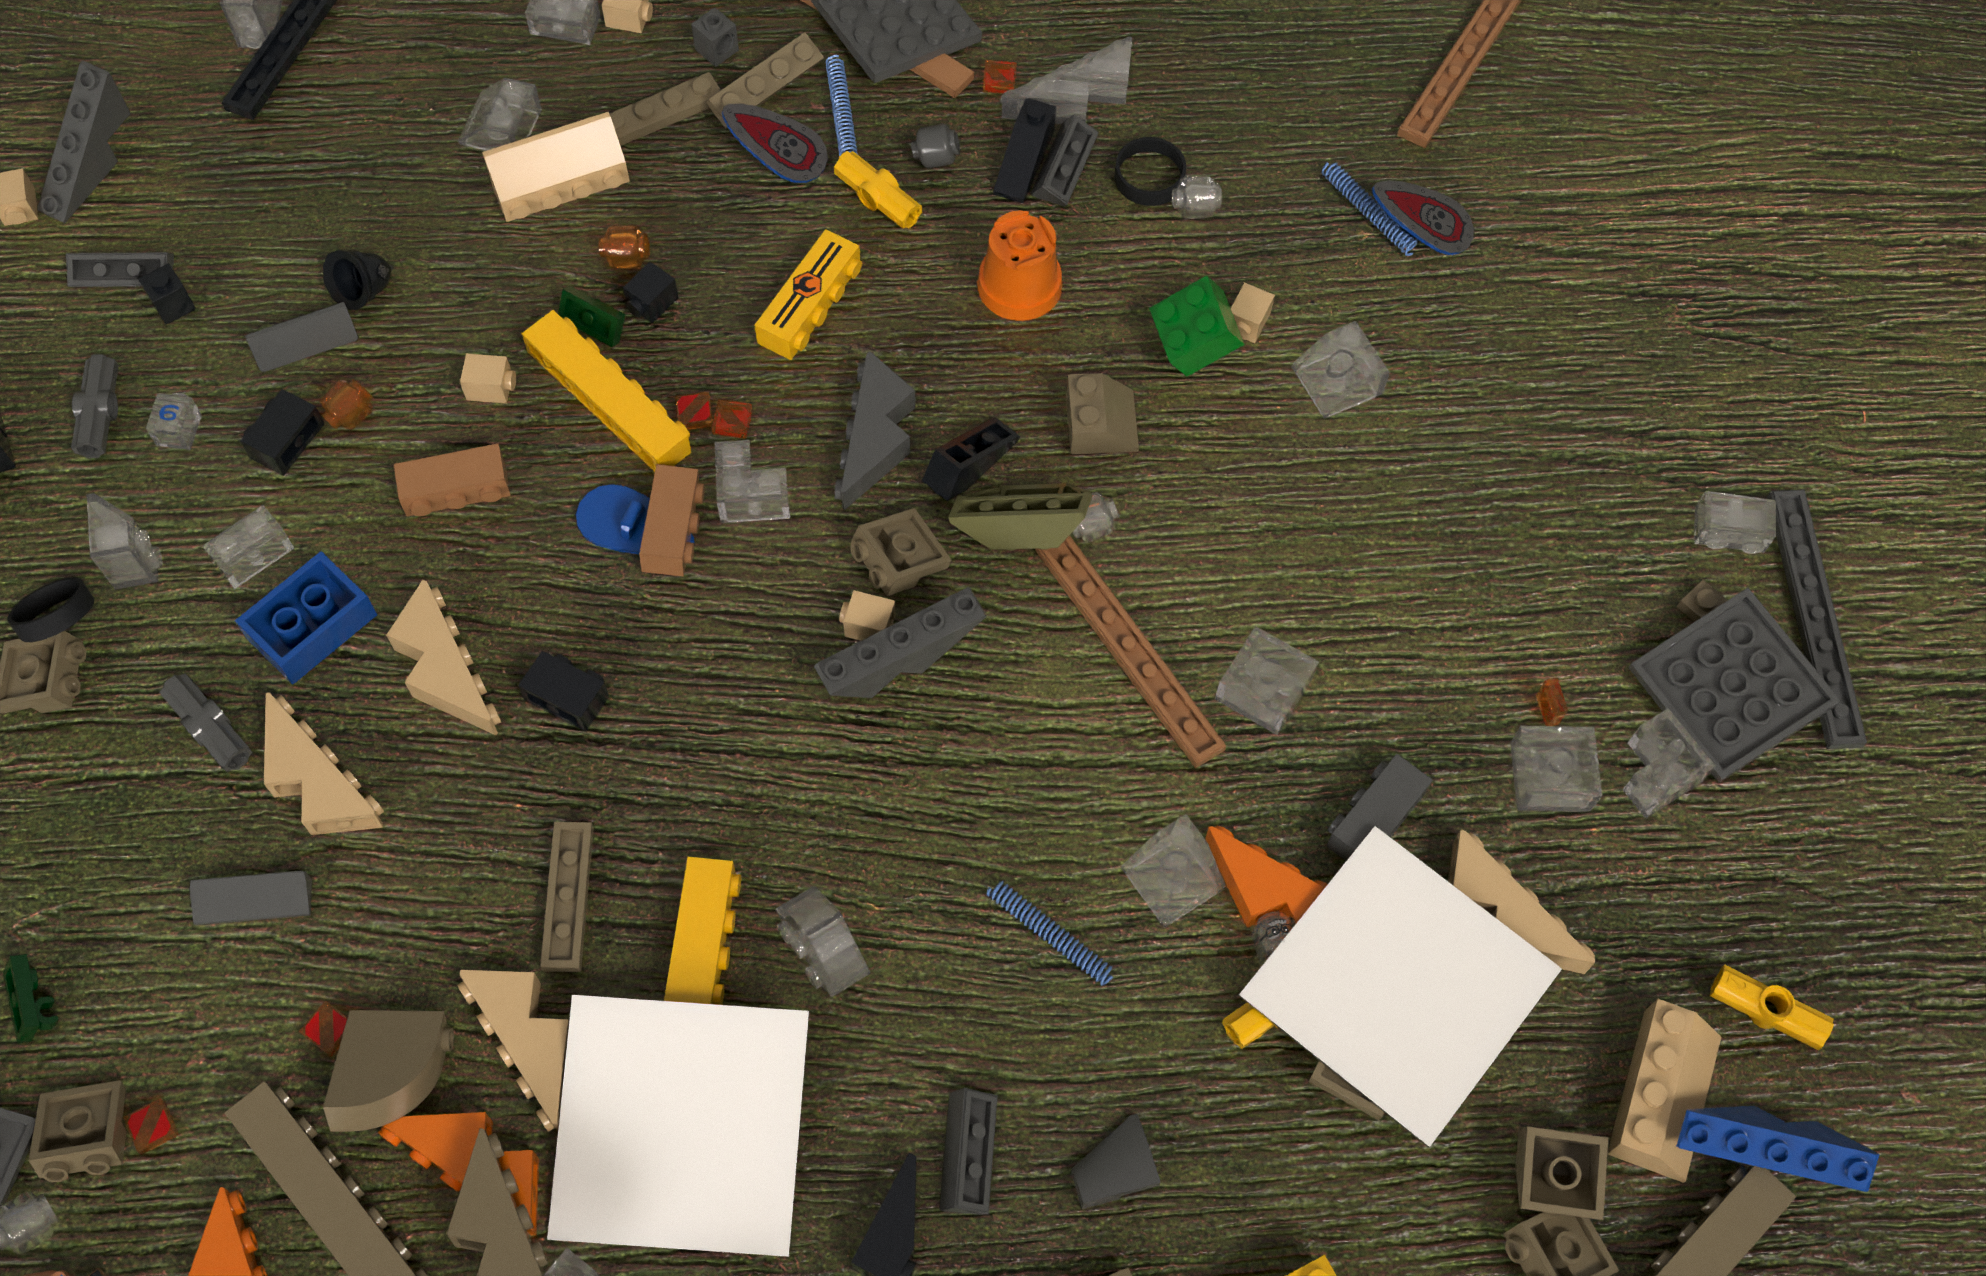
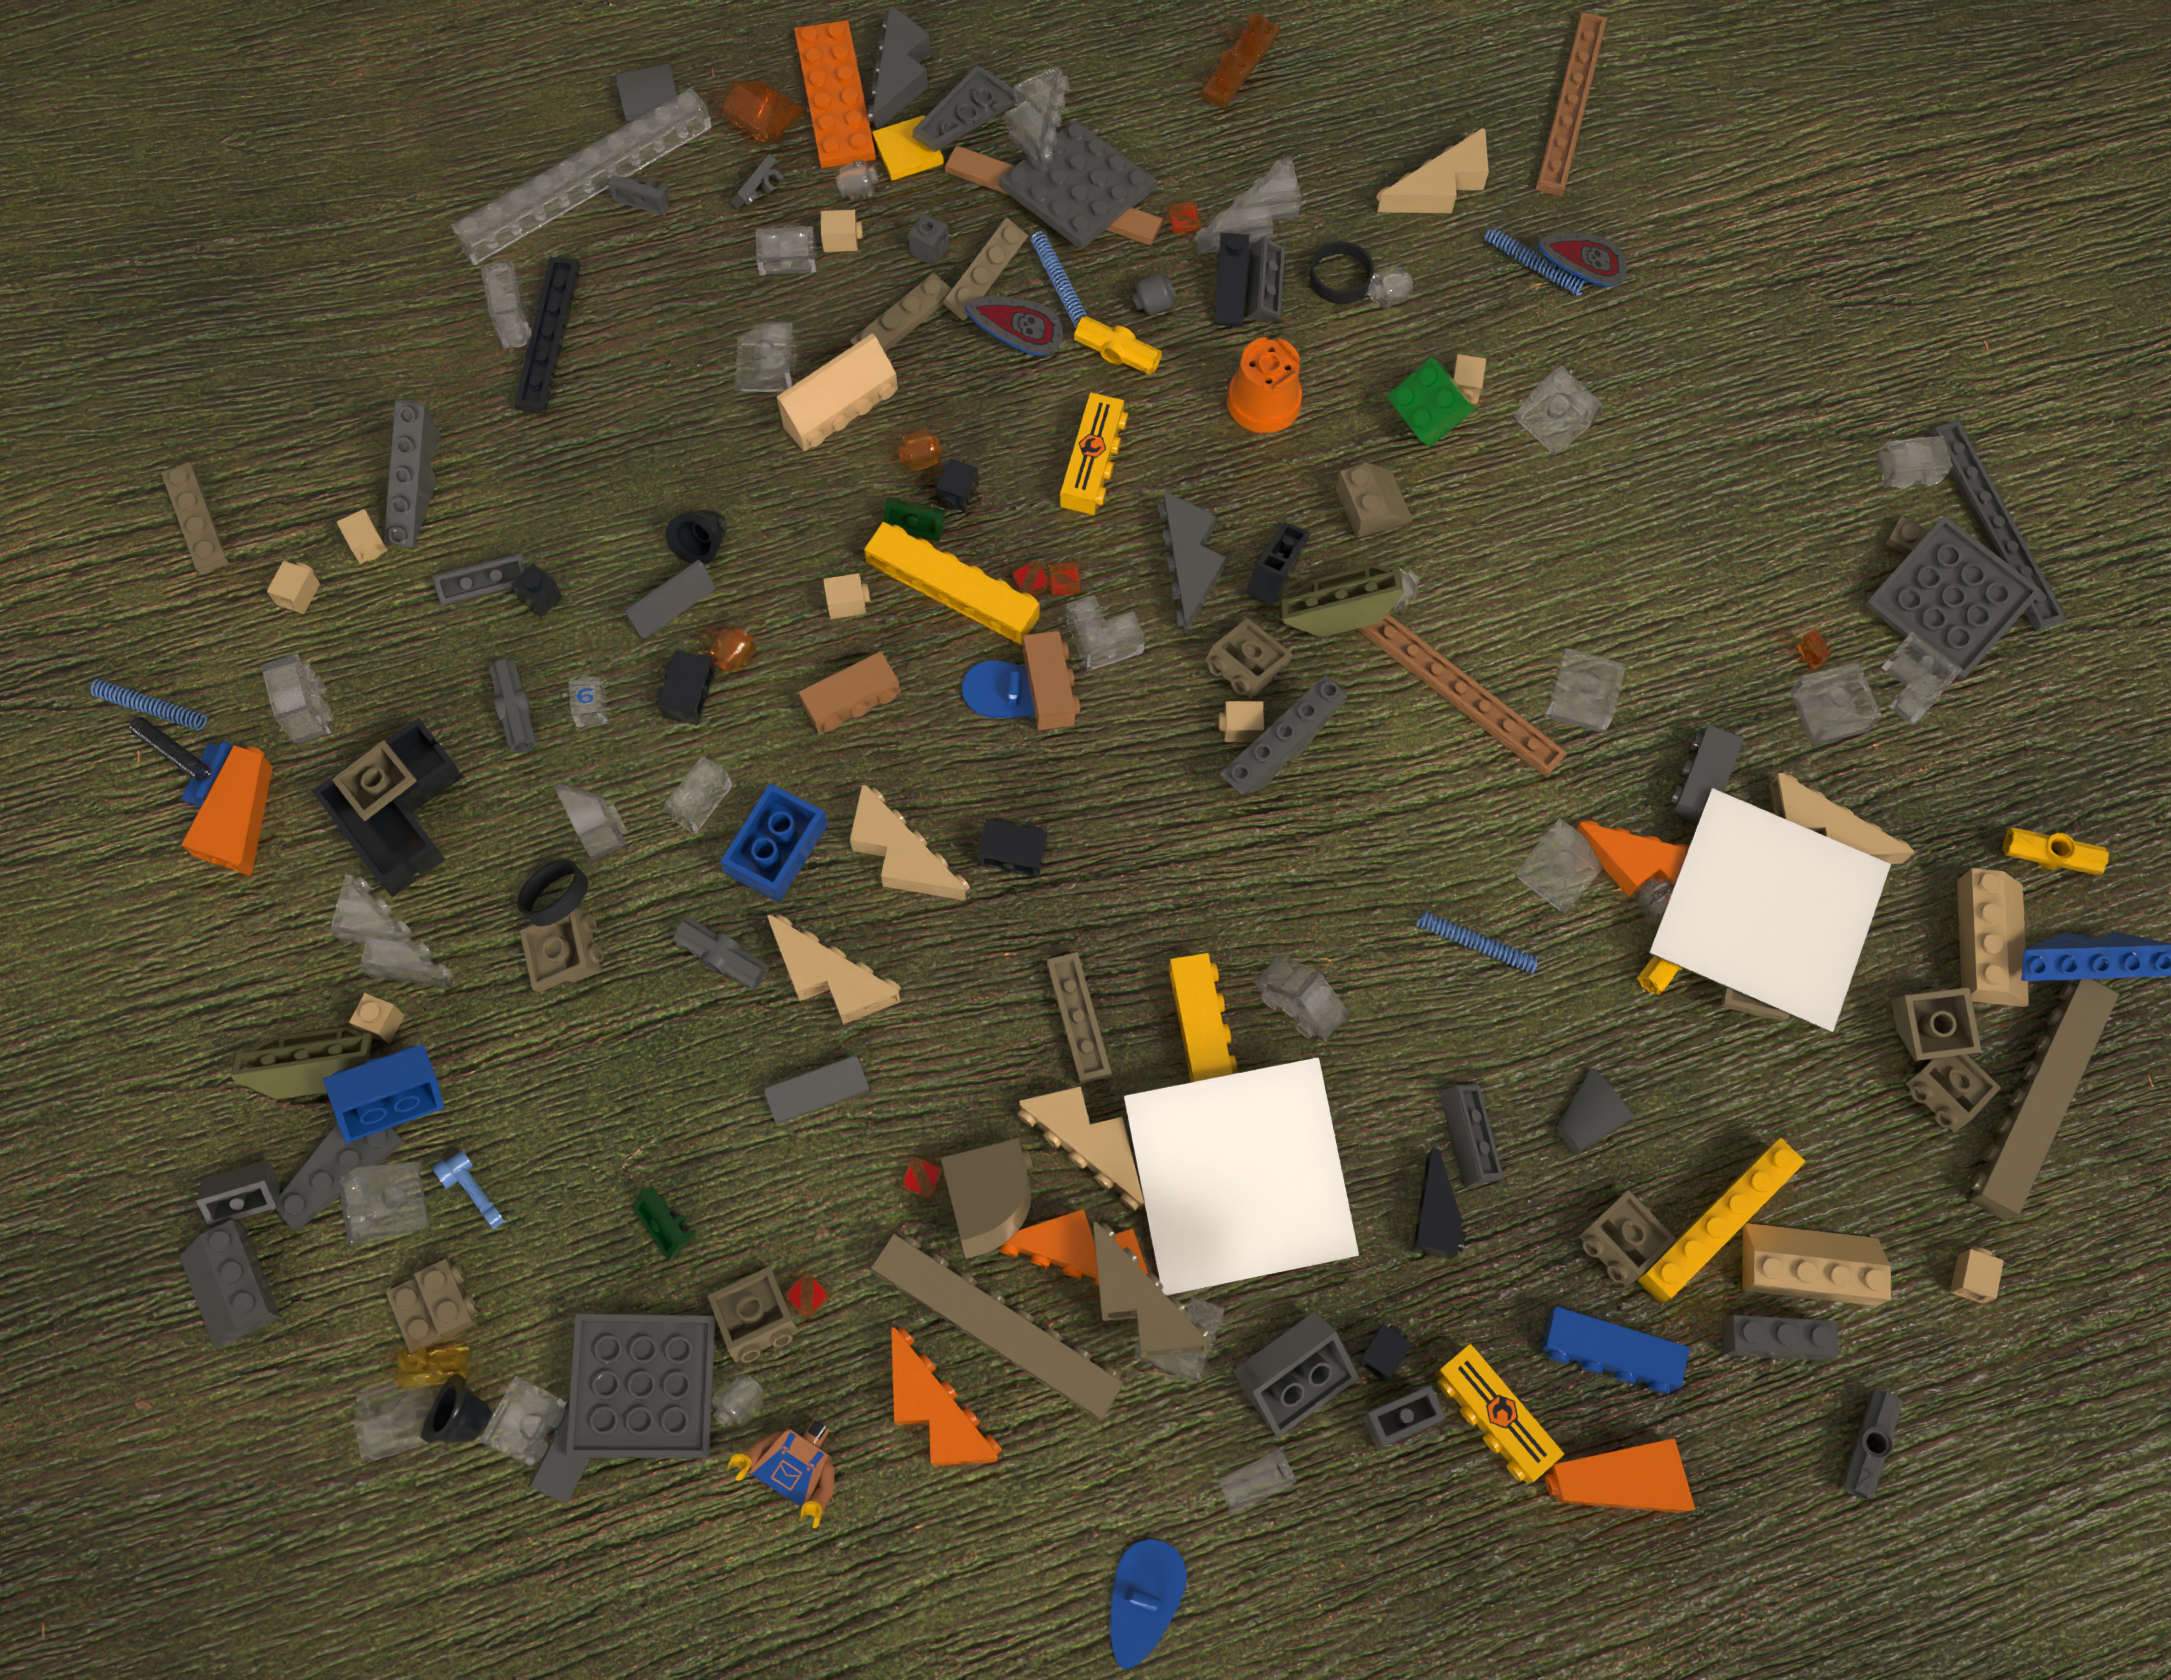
camera: 15 degrees left, 5 degrees up
(1279, 103) = (1435, 183): none -> tan slope

